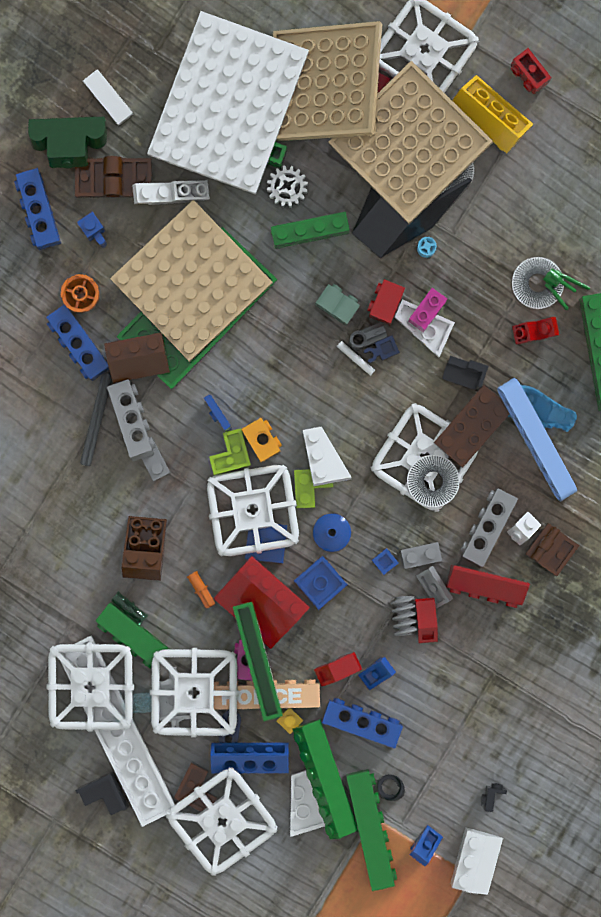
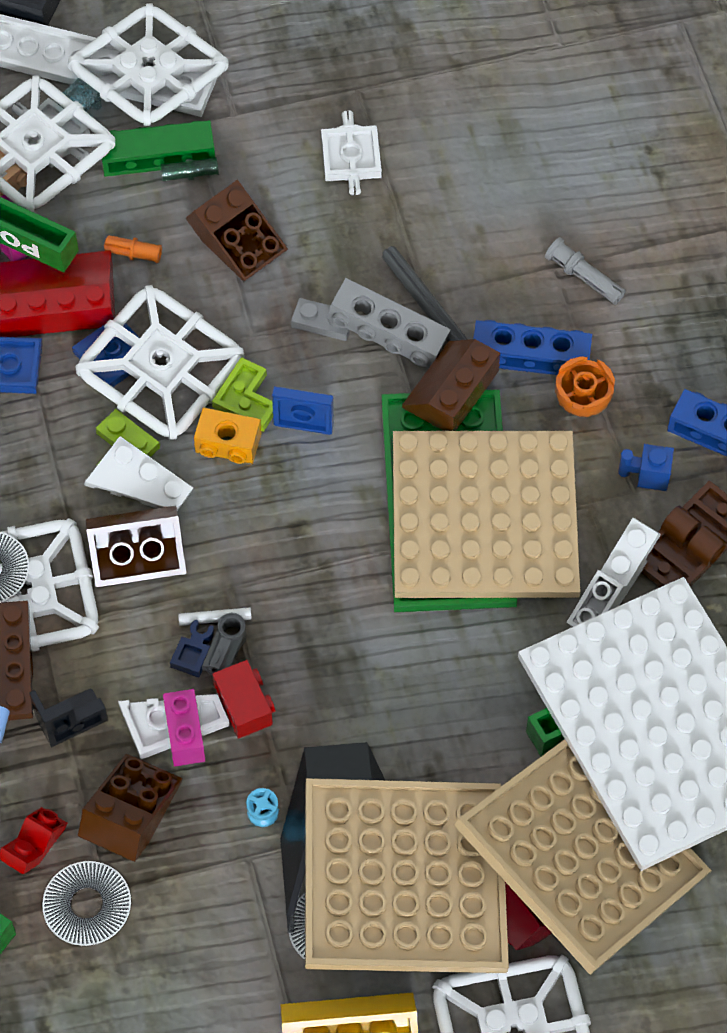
camera: 130 degrees right, 25 degrees down
(8, 367) = (574, 263): none -> light grey pin
(44, 537) = (351, 153): none -> white plate
(280, 191) = (509, 717): white gear -> none
(310, 230) = (416, 692): green brick -> none
(328, 542) = (50, 436): blue dish -> none
(337, 304) = (297, 646): sand green brick -> none
(356, 426) = (135, 546): none -> reddish brown slope
(480, 304) = (128, 807): none -> reddish brown slope
(555, 277) = (70, 918): green plant -> none

